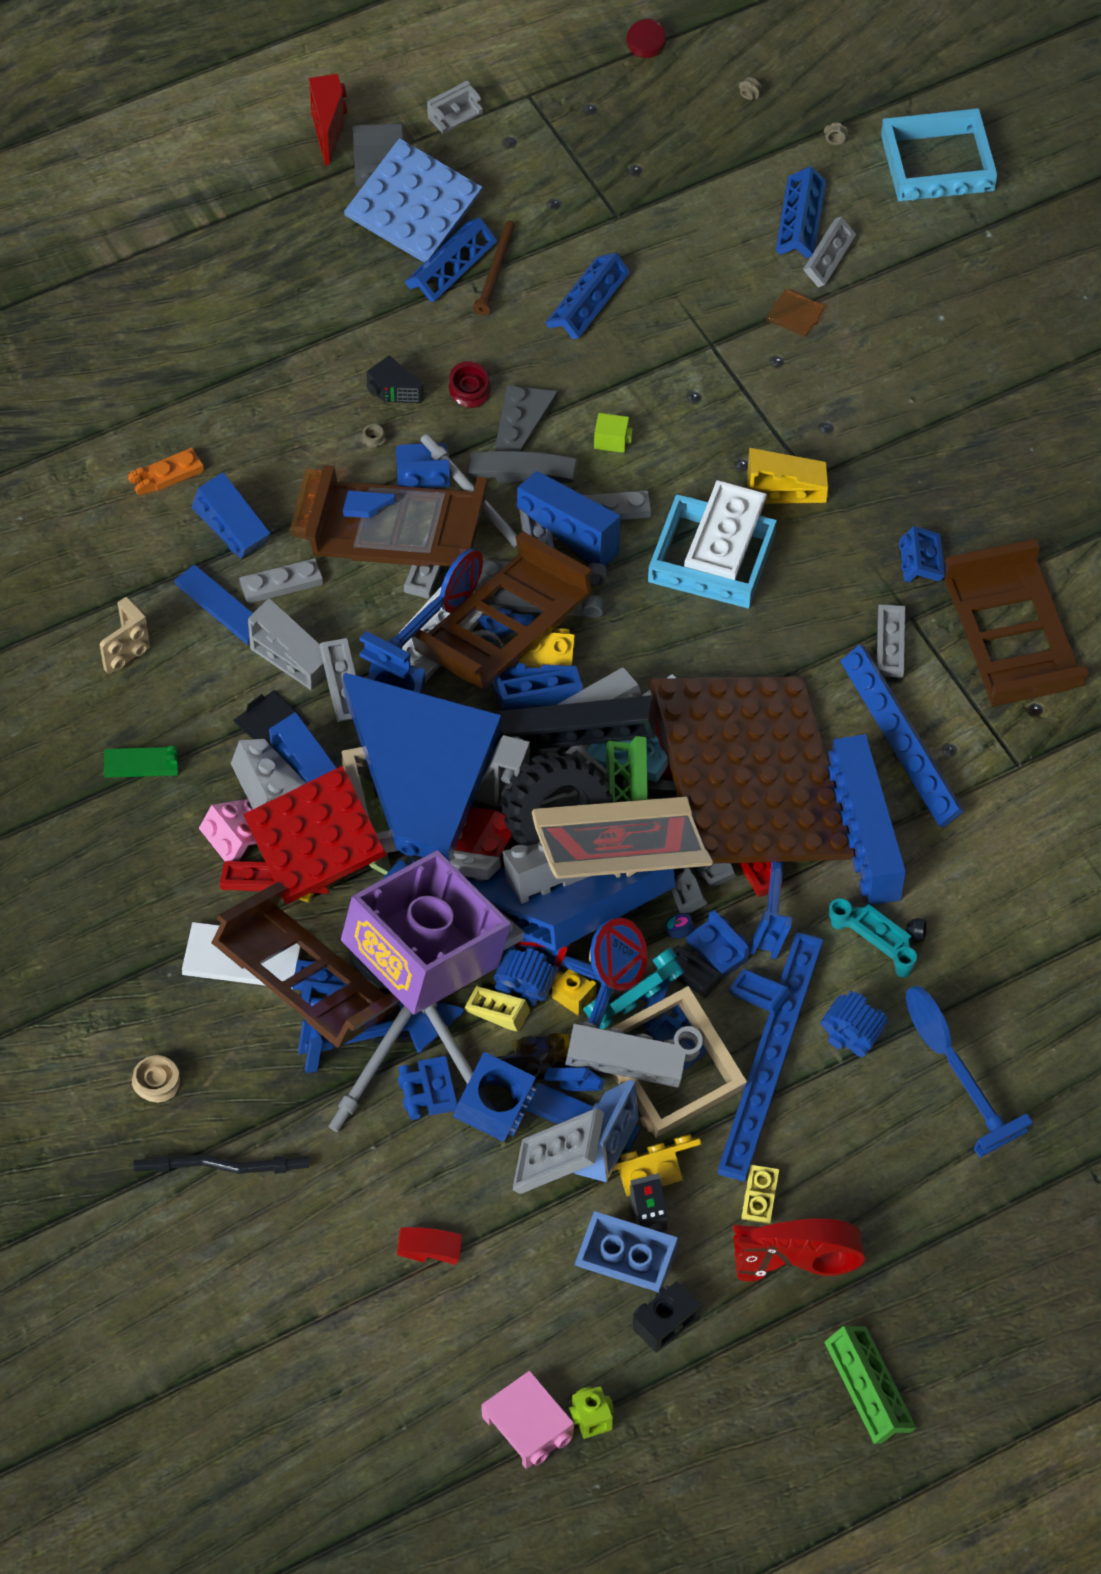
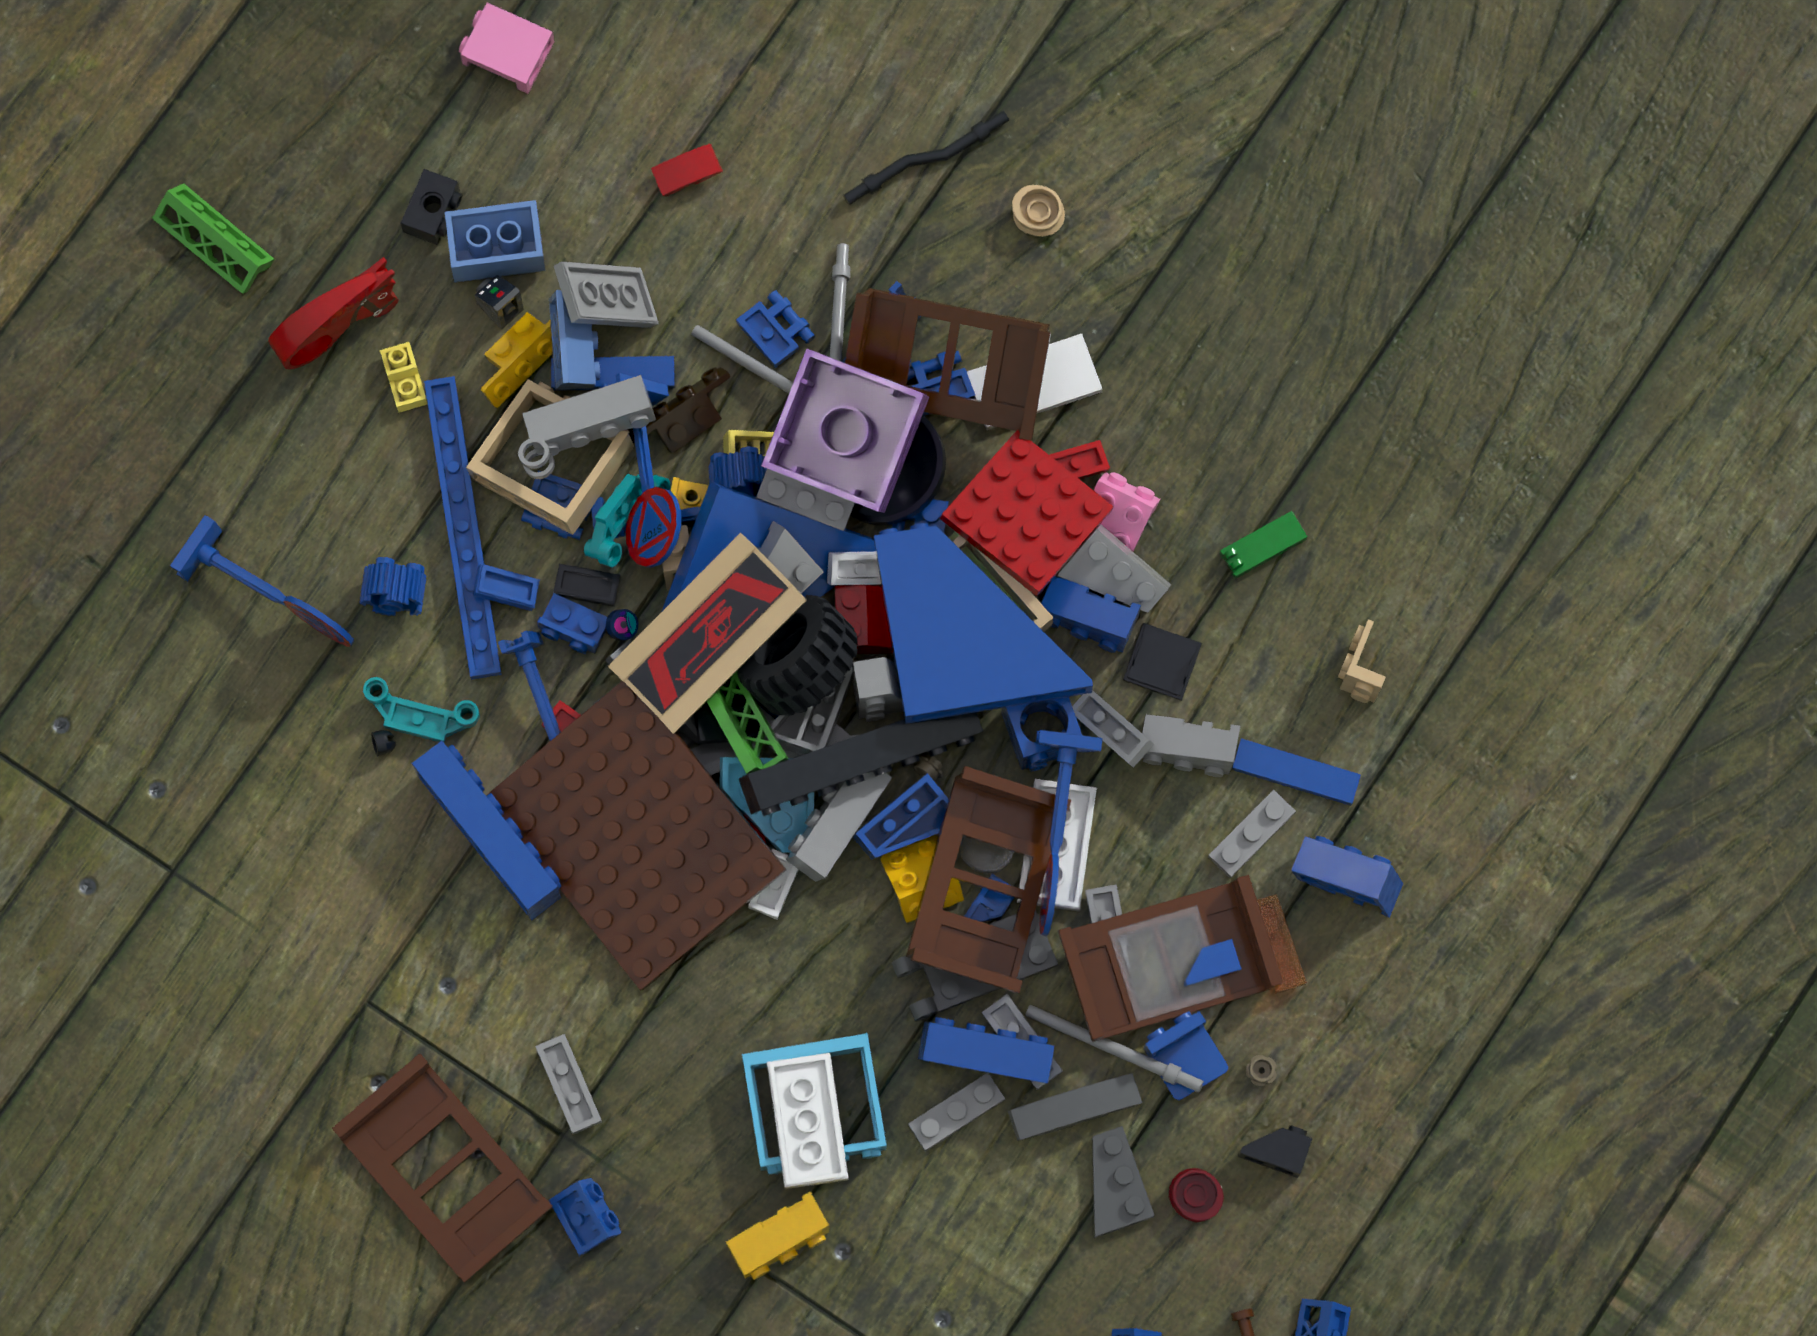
camera: 150 degrees right, 20 degrees up
(166, 472) = (1453, 913): orange hinge -> none
(495, 1072) = (711, 348): blue brick -> none
(591, 1411) = (452, 79): lime brick -> none
(612, 433) = (1002, 1206): lime brick -> none
(902, 736) = (502, 966): blue plate -> none

